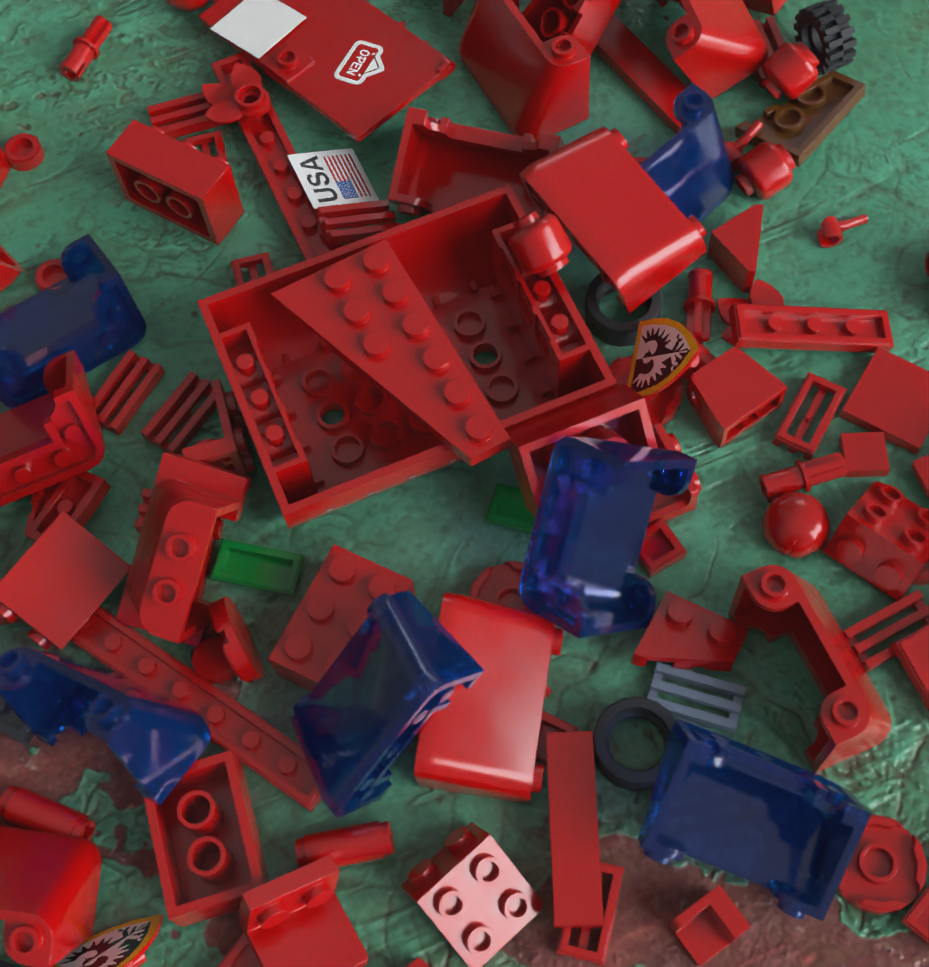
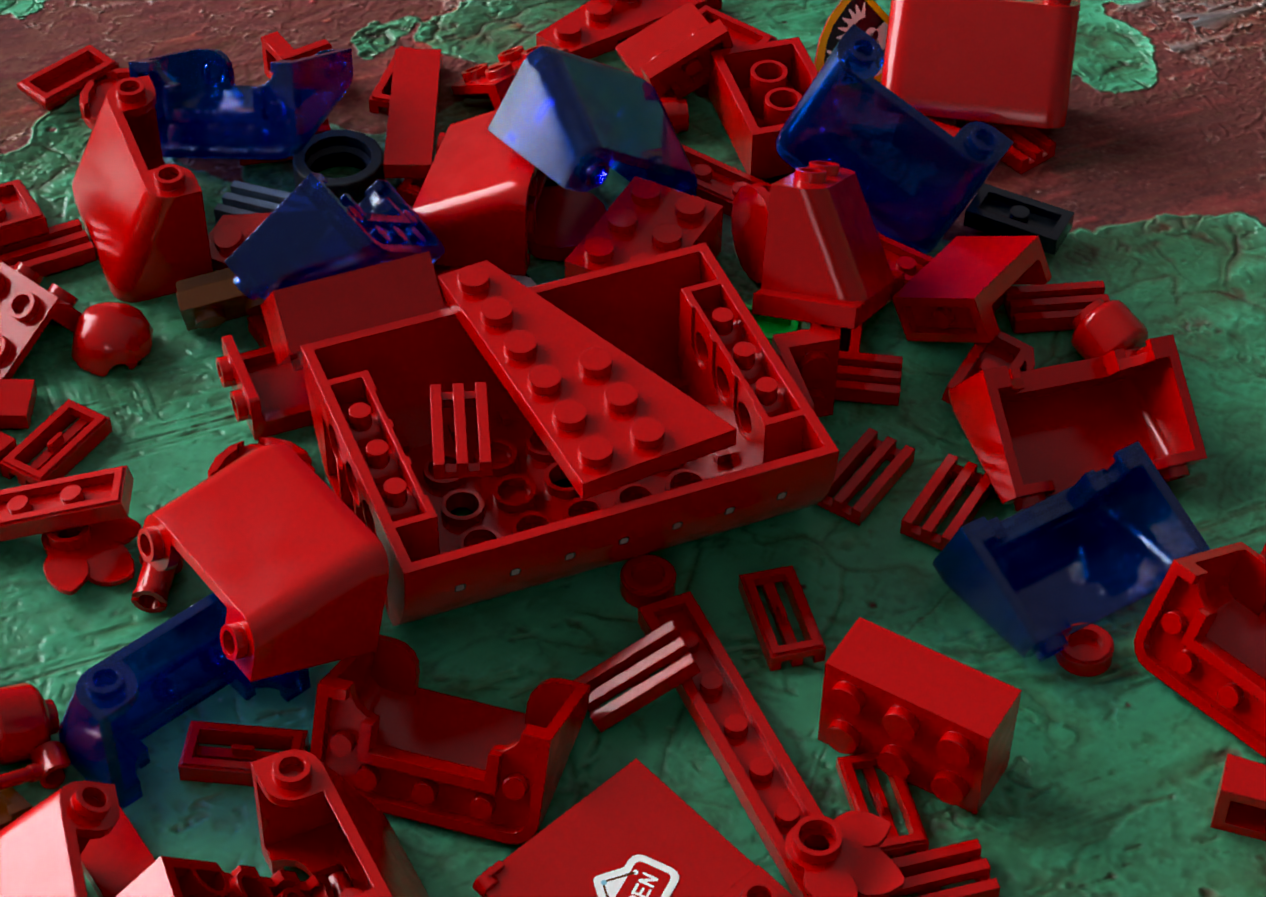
camera: 175 degrees right, 20 degrees down
(24, 152) = (1193, 837): red tile -> none
(332, 177) = (685, 748): sticker -> none
(475, 263) = (459, 400): none -> red tile
(539, 244) = (373, 447): red head -> none
(662, 355) = (221, 431): shield -> none
(702, 556) = (213, 299): none -> reddish brown bracket
(732, 393) = (155, 446): red torso -> none
(736, 247) = (80, 627): red slope -> none
(802, 475) = (88, 377): red axle -> none

